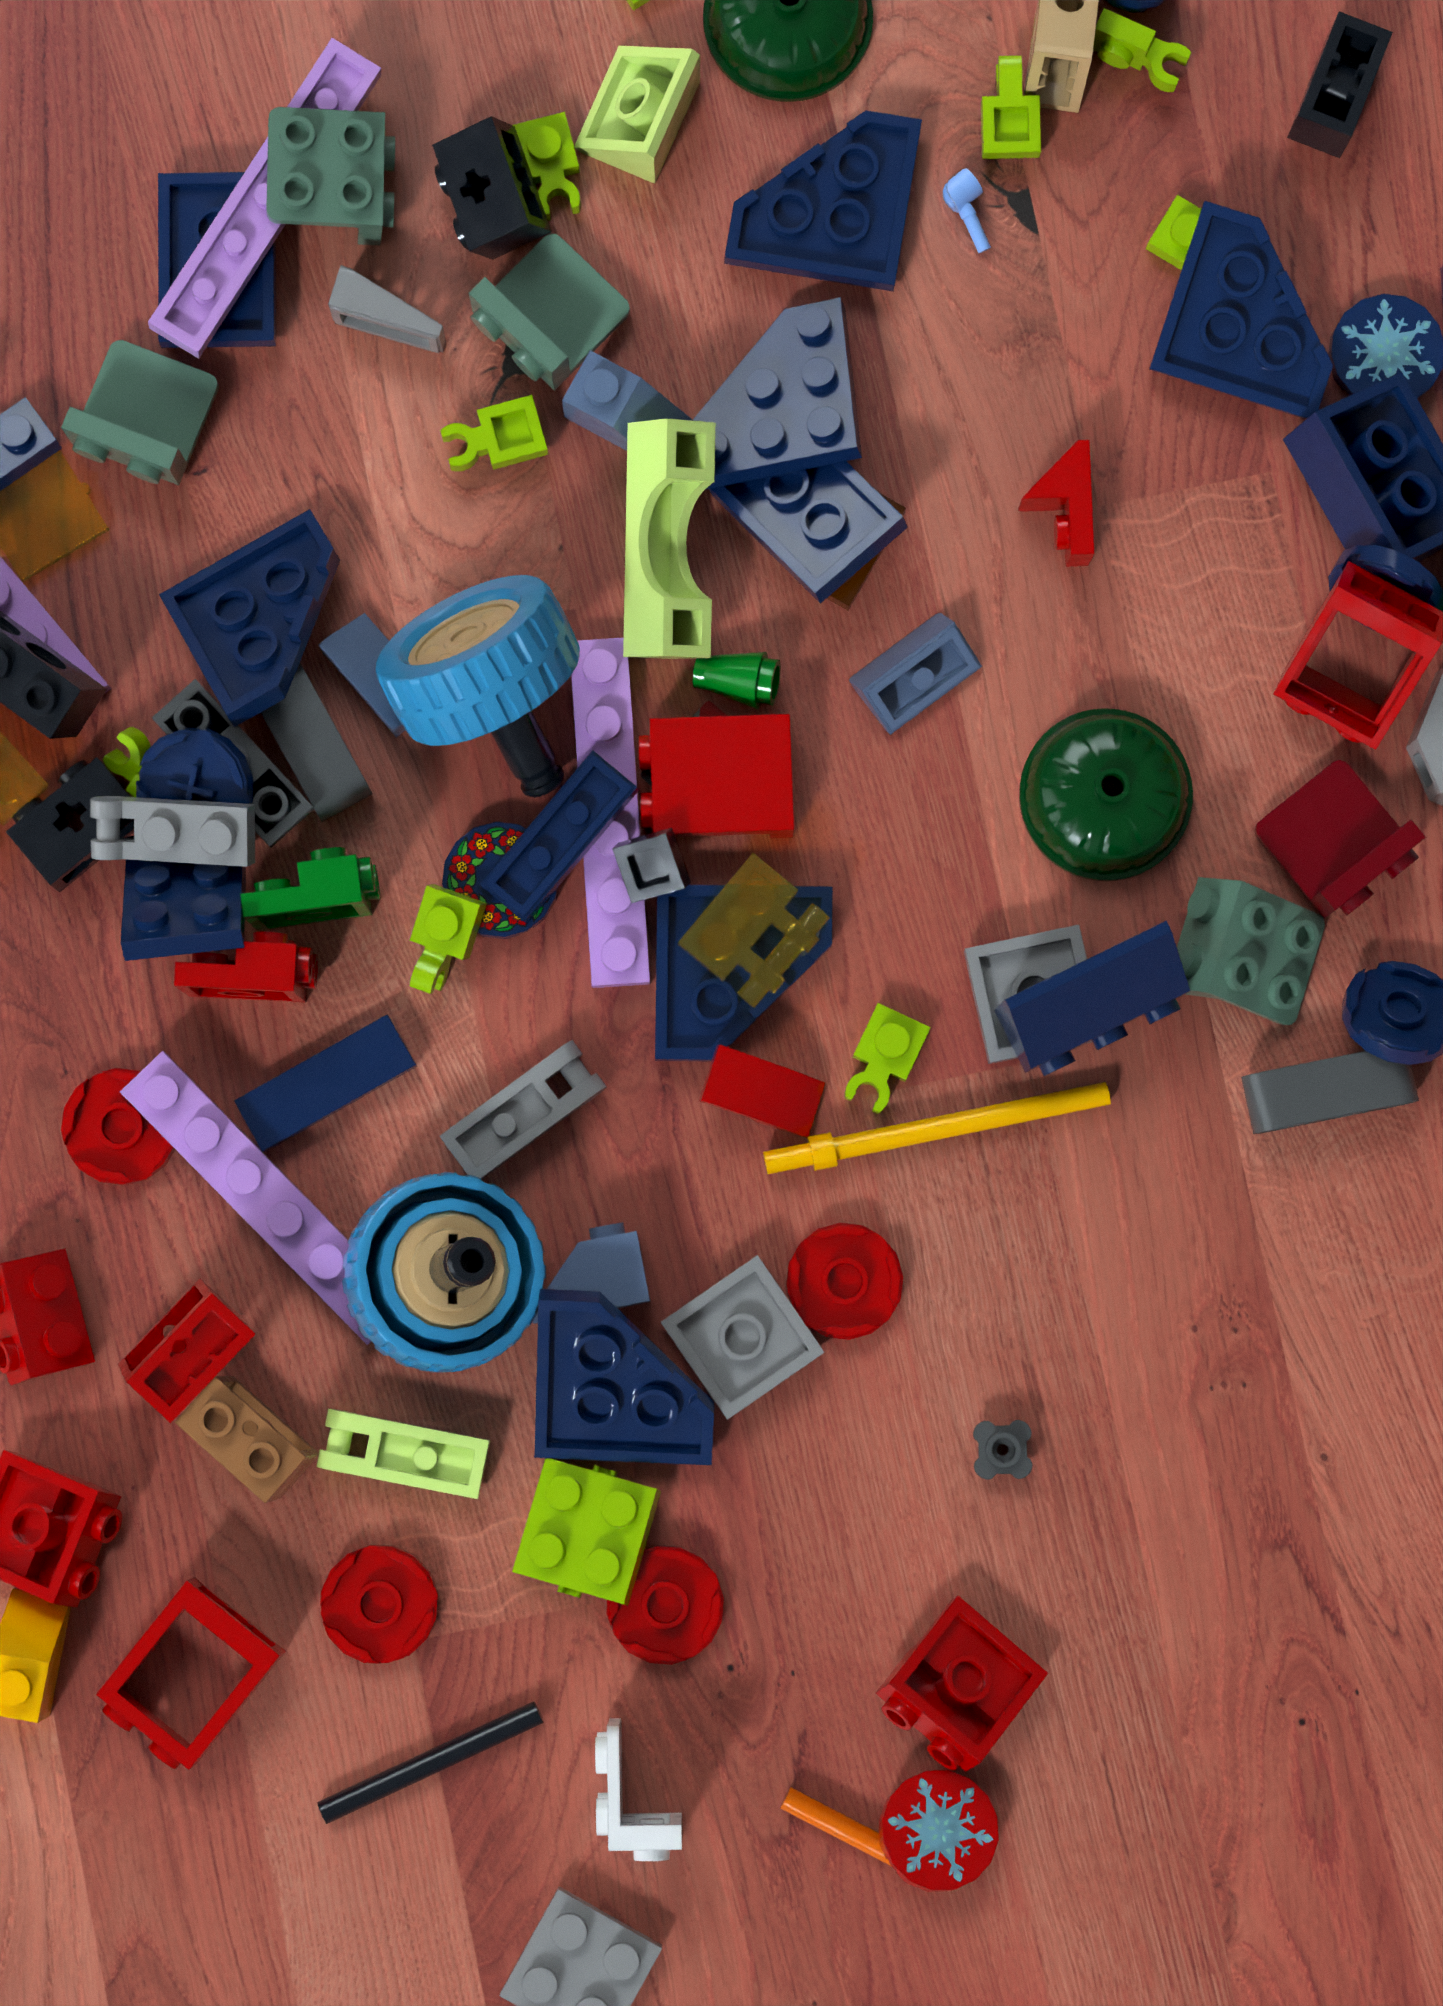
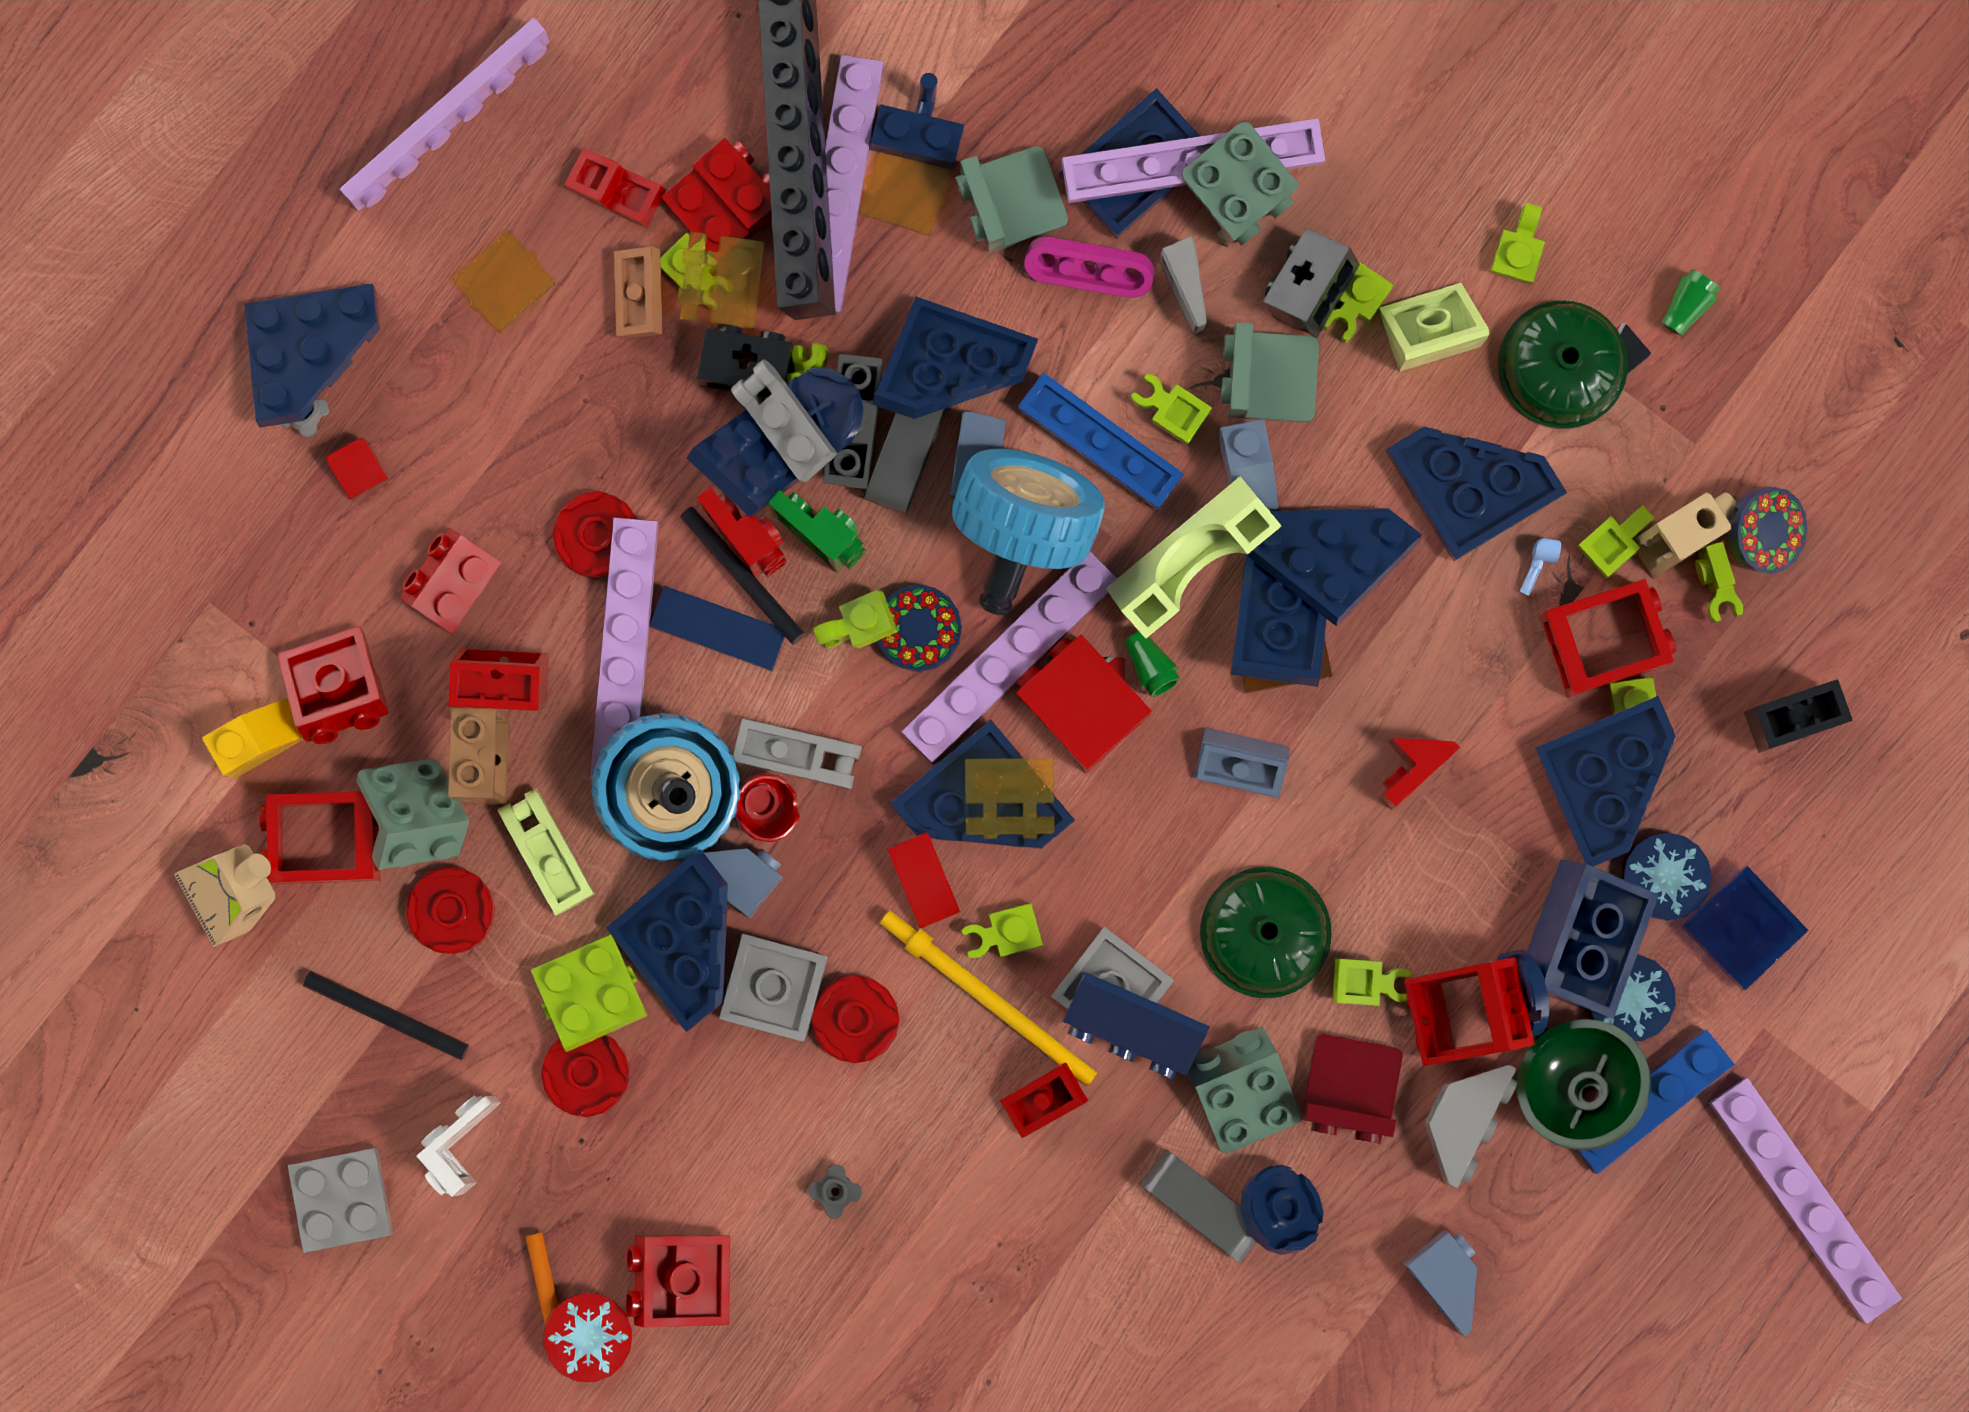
camera: 55 degrees right, 0 degrees up
(163, 1819) = (228, 892): none -> tan torso
(247, 1556) = (413, 813): none -> sand green bracket
(292, 1012) = (742, 575): none -> black bar
(305, 389) = (1106, 277): none -> dark pink plate
(468, 535) = (1100, 441): none -> blue plate
(553, 1187) = (767, 807): none -> red hair
(559, 837) = (970, 640): dark blue tile -> none
(651, 865) = (997, 706): plate -> none
(1075, 254) = (1566, 652): none -> red window
(1090, 1156) = (1044, 1100): none -> red slope
(1240, 737) = (1363, 982): none -> lime plate

